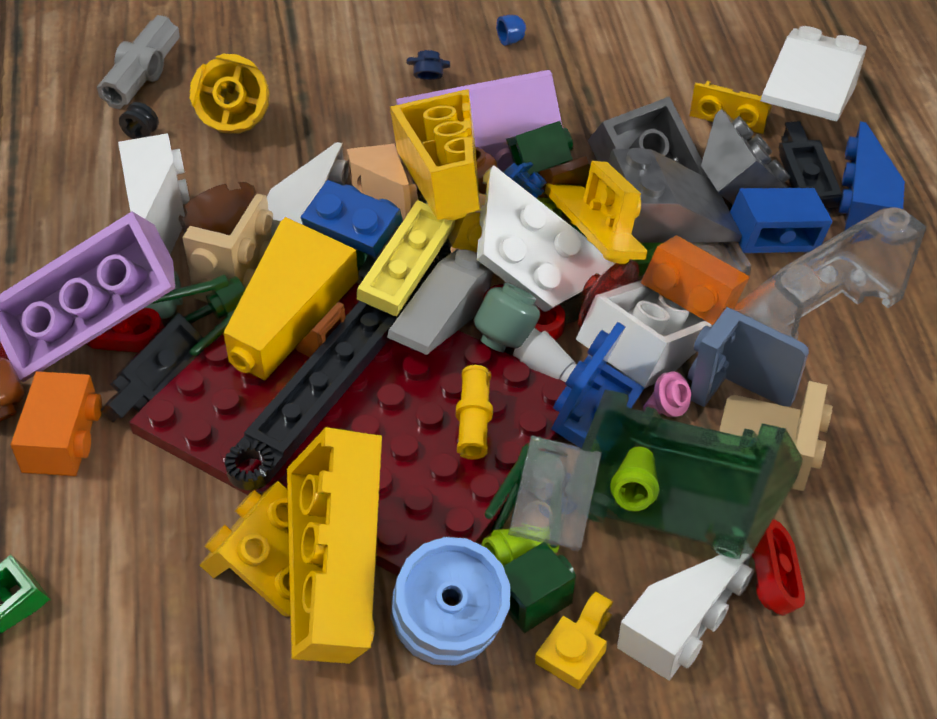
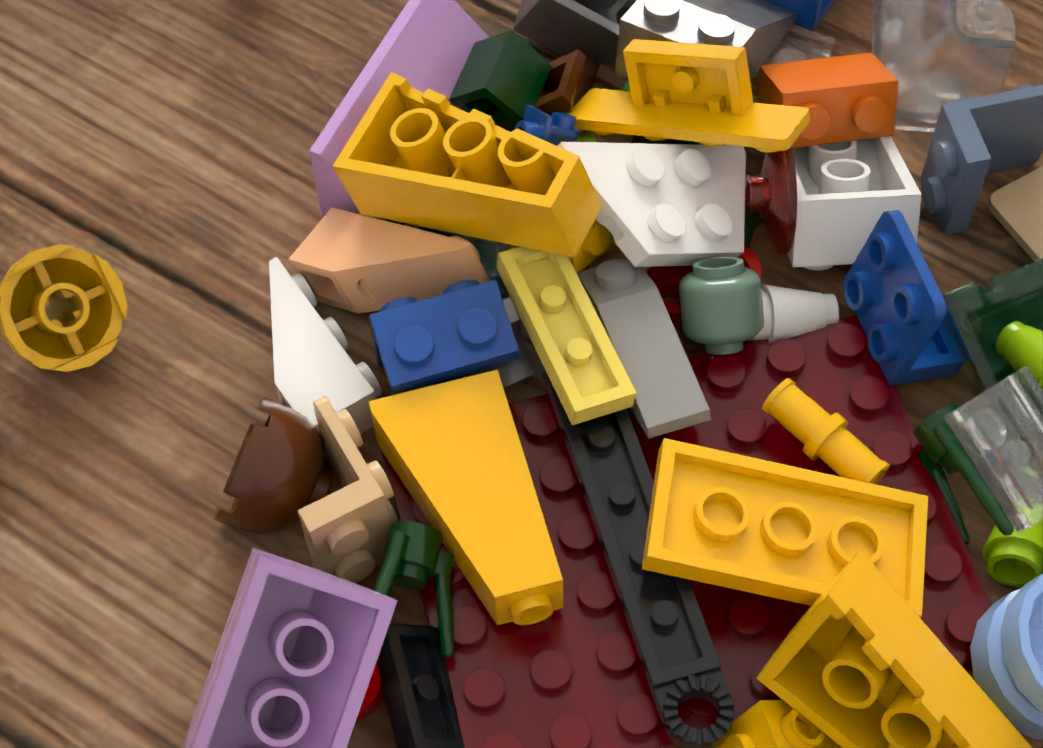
camera: 45 degrees left, 10 degrees up
(153, 184) = (146, 518): white slope -> none
(321, 330) = (565, 495): dark orange slope -> none
(376, 394) = (778, 526): none -> yellow plate
(428, 65) = (218, 78): dark blue plate -> none
(670, 395) = (941, 247): bright pink plate -> none

